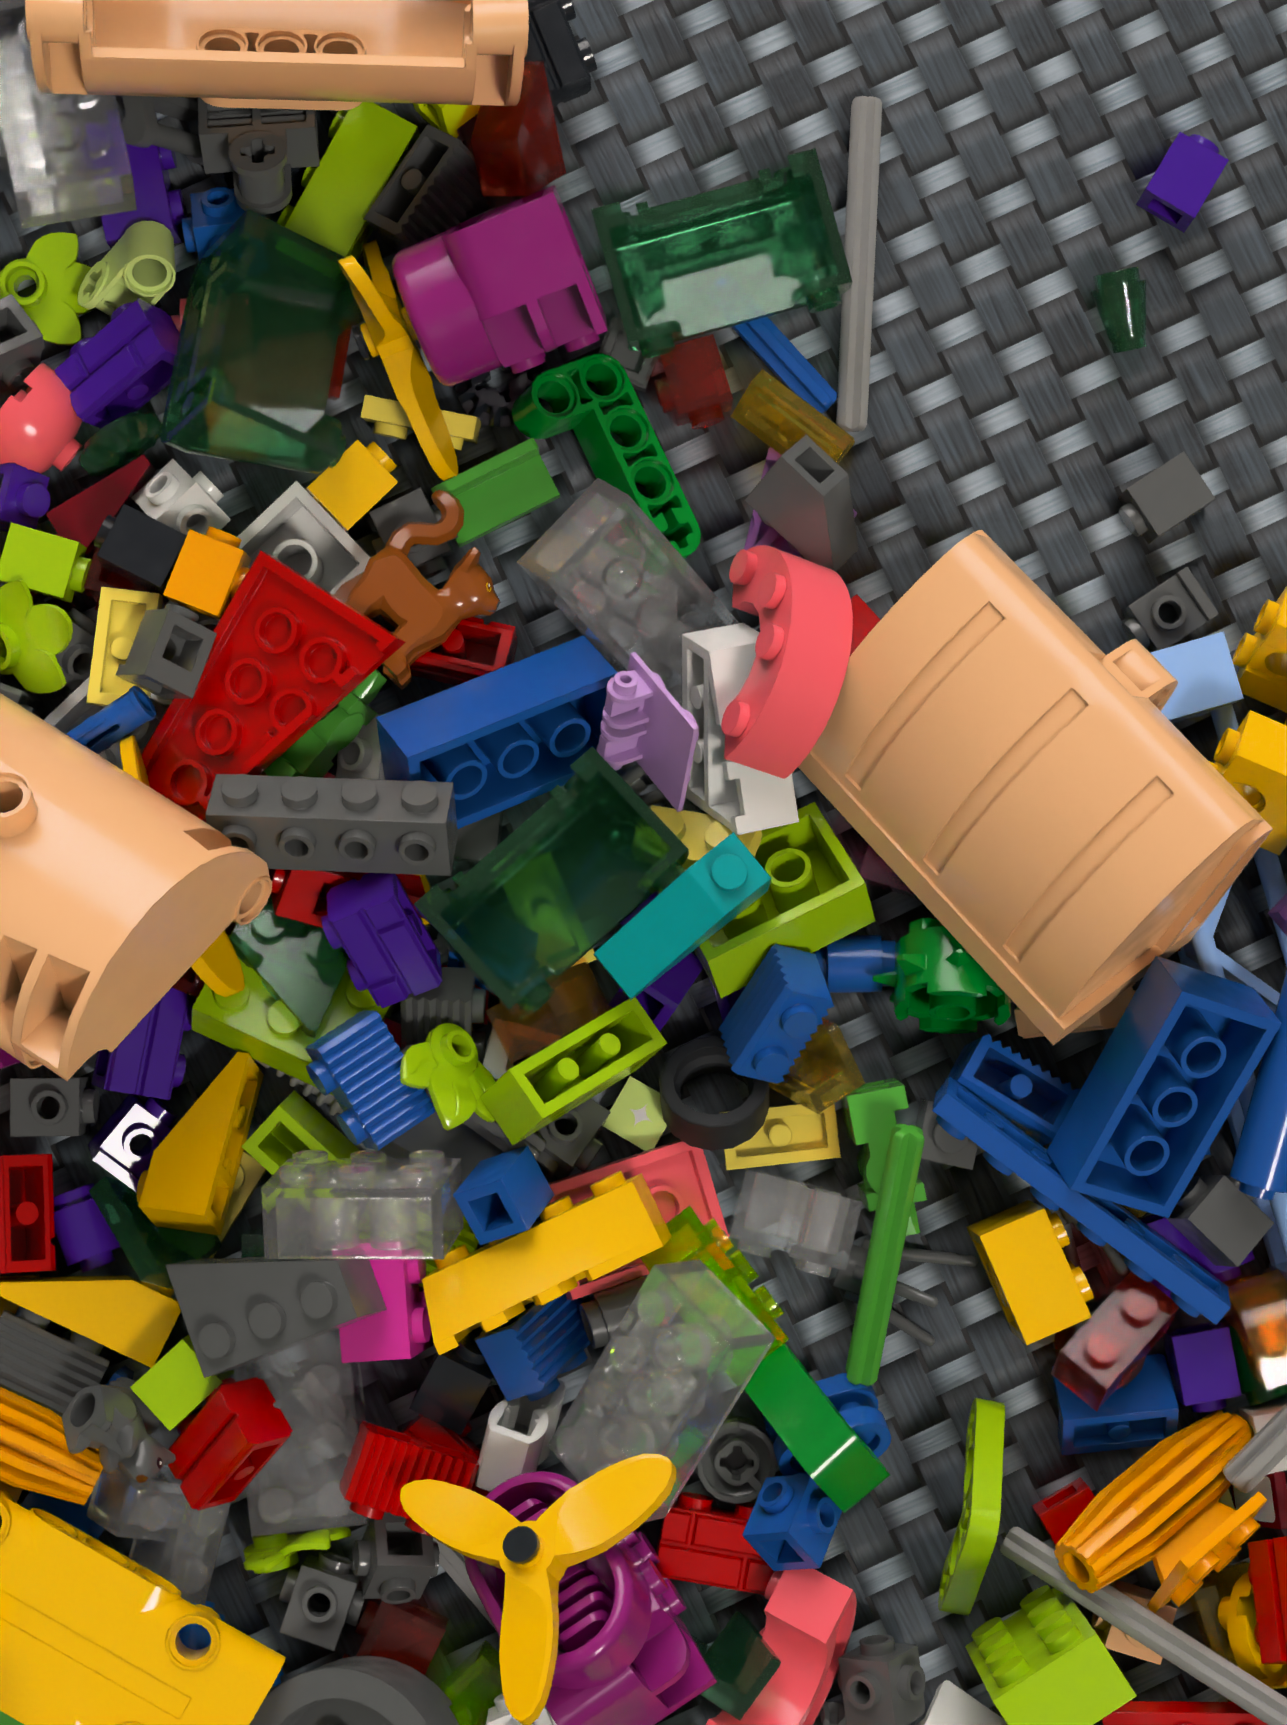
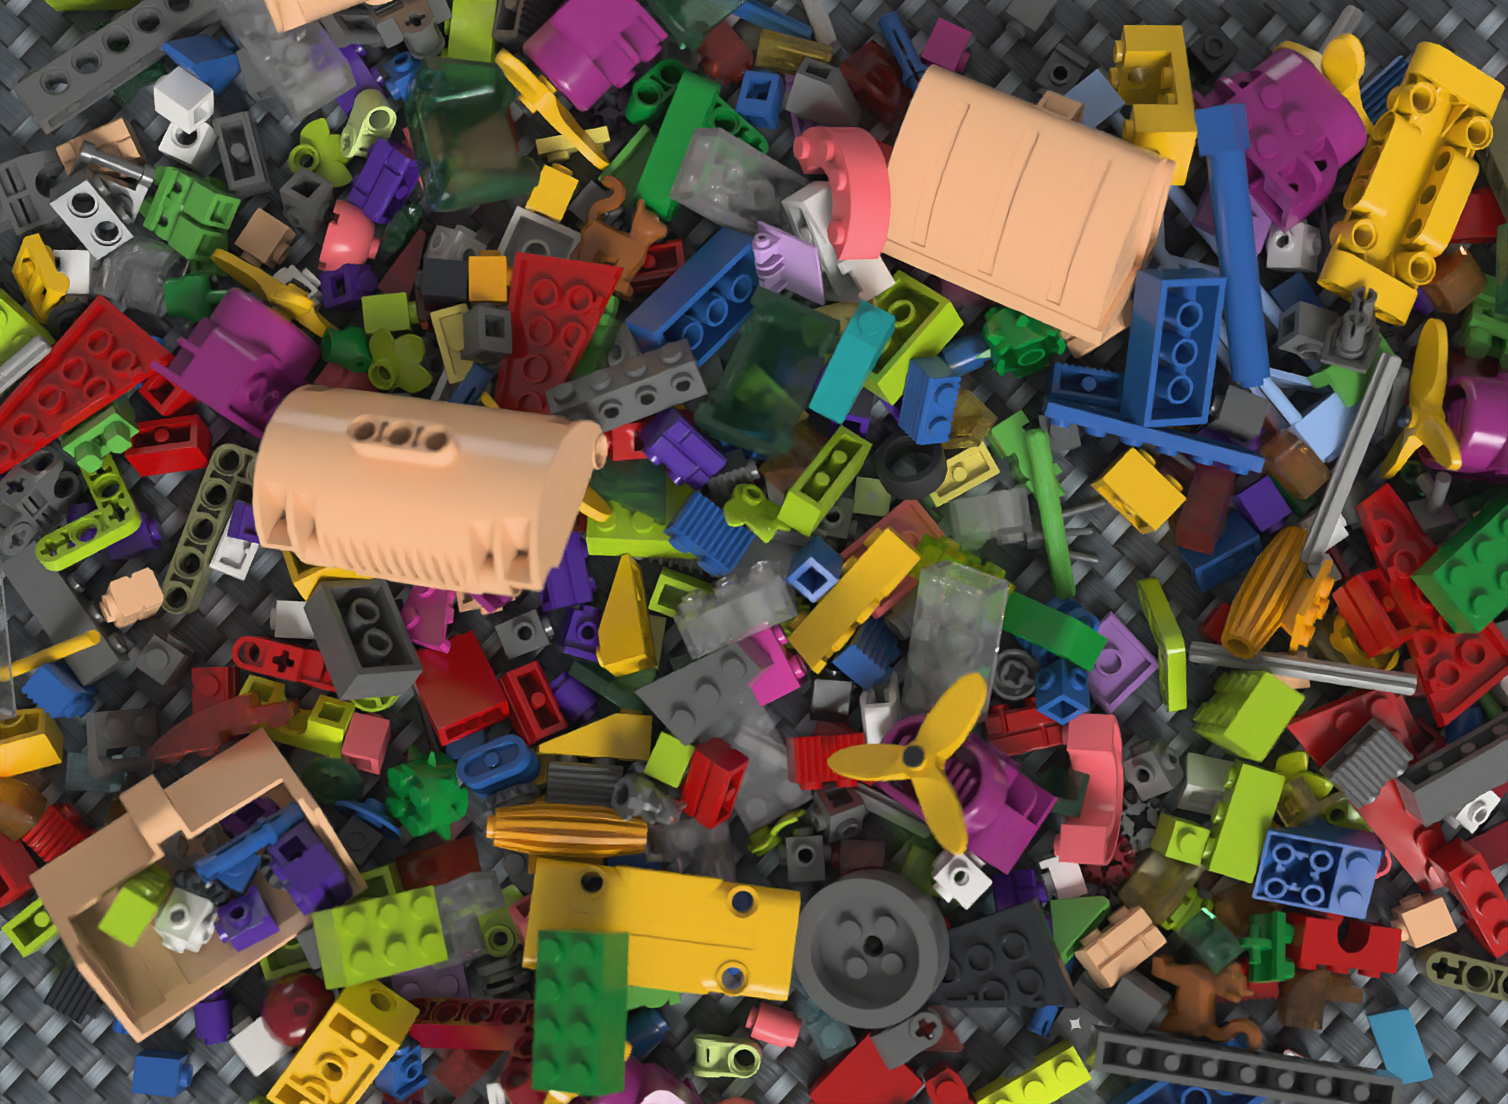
camera: 20 degrees left, 0 degrees up
(597, 448) = (688, 110): none -> green beam
(714, 449) = (754, 88): none -> blue brick
(899, 1514) = (1120, 667): none -> medium lavender plate
(904, 513) = (877, 82): none -> clear red slope
(953, 447) = (894, 30): none -> blue pin
(1017, 508) = (947, 47): none -> dark pink brick

